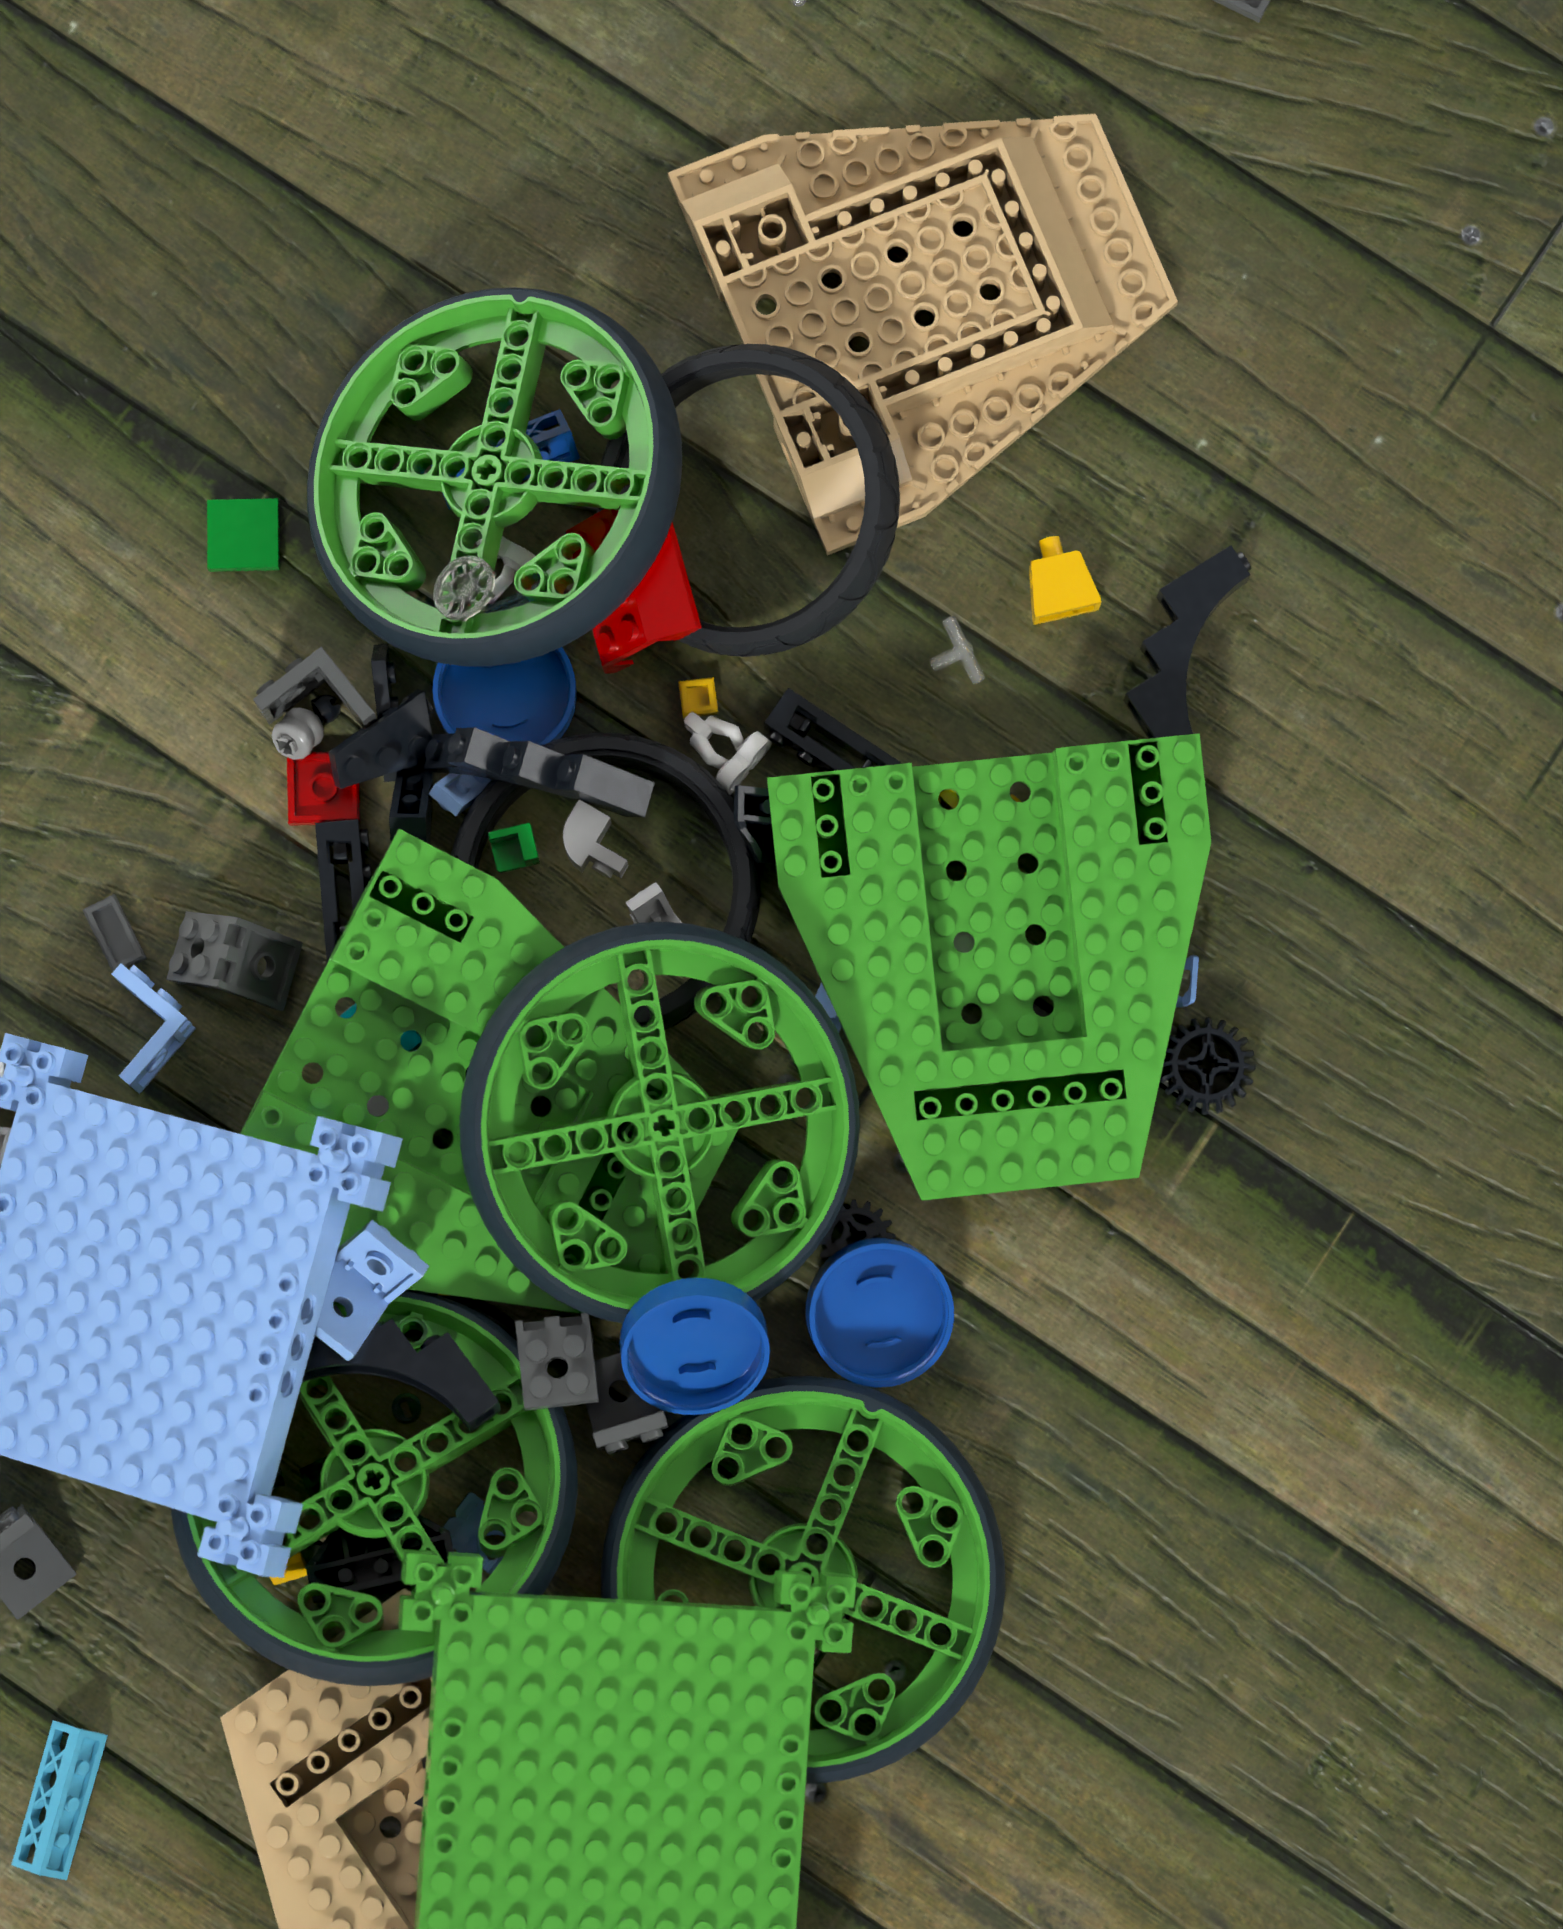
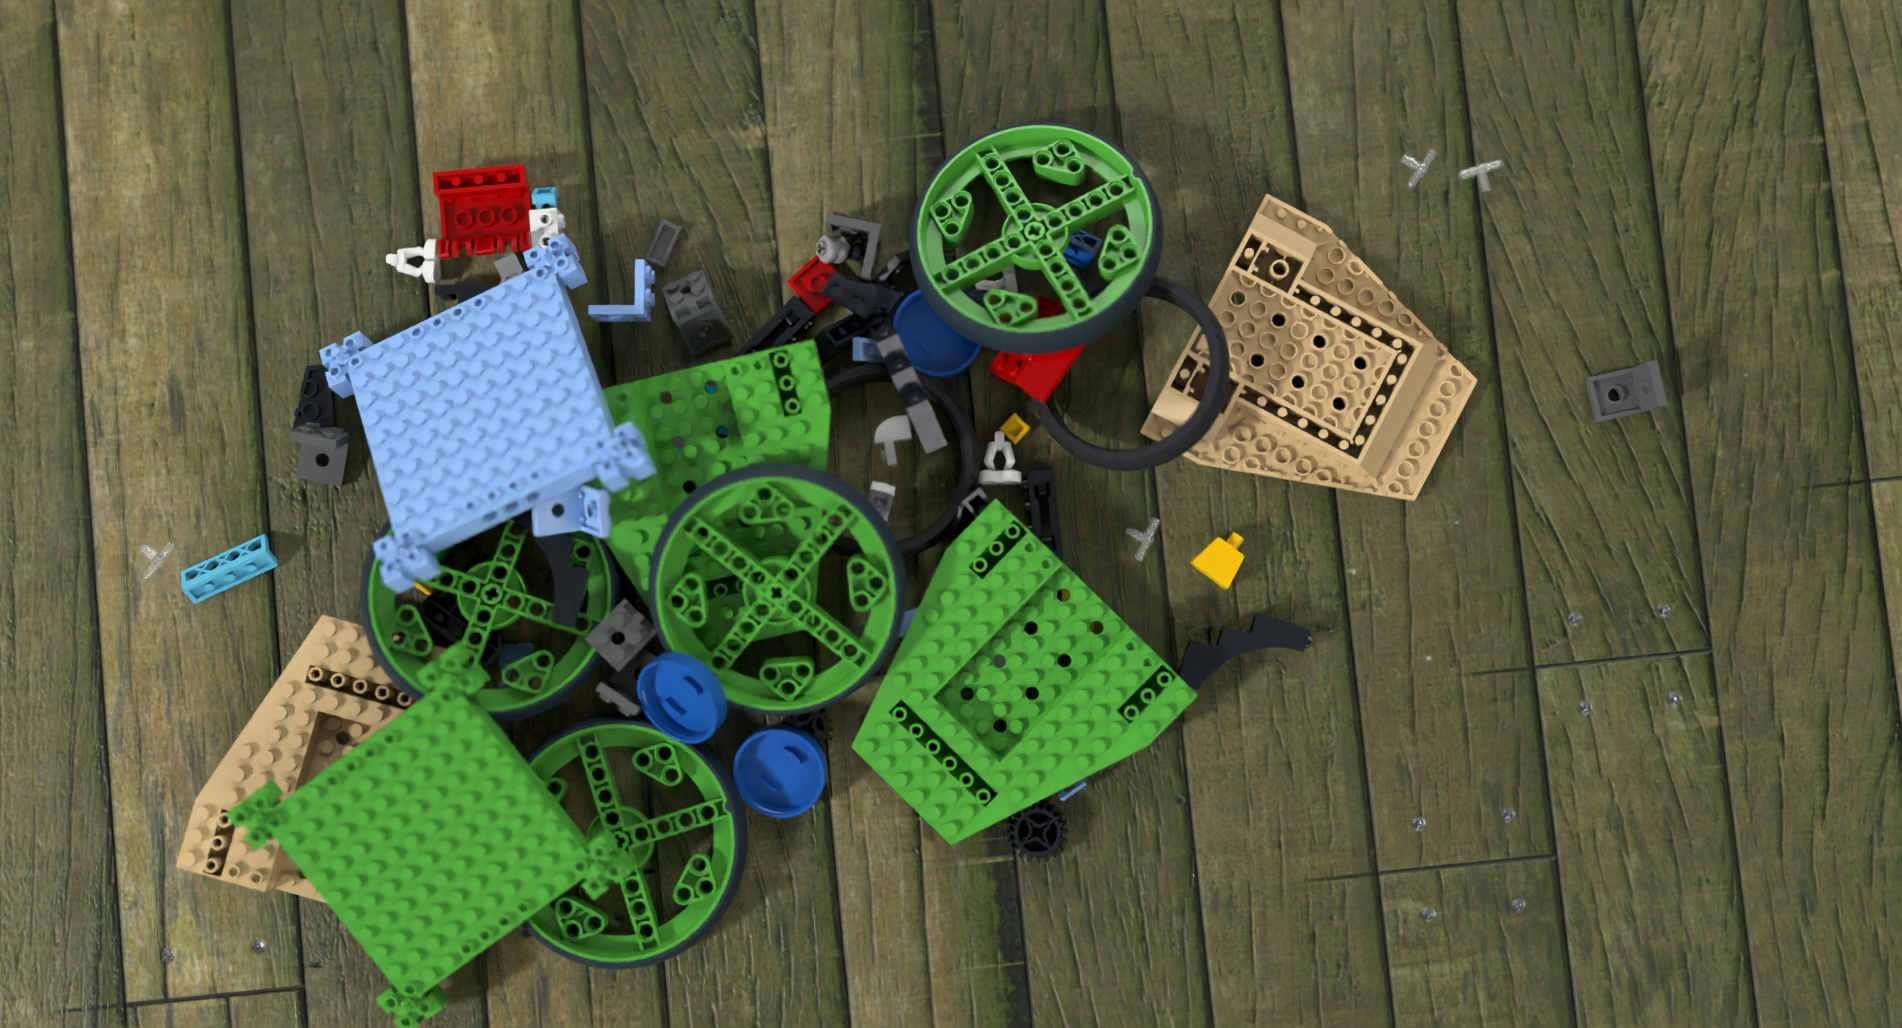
camera: 55 degrees right, 5 degrees up
(243, 535) = (910, 139): green tile -> none
(464, 588) = (963, 270): clear smoke wheel -> none
(513, 848) = (859, 403): green panel -> none

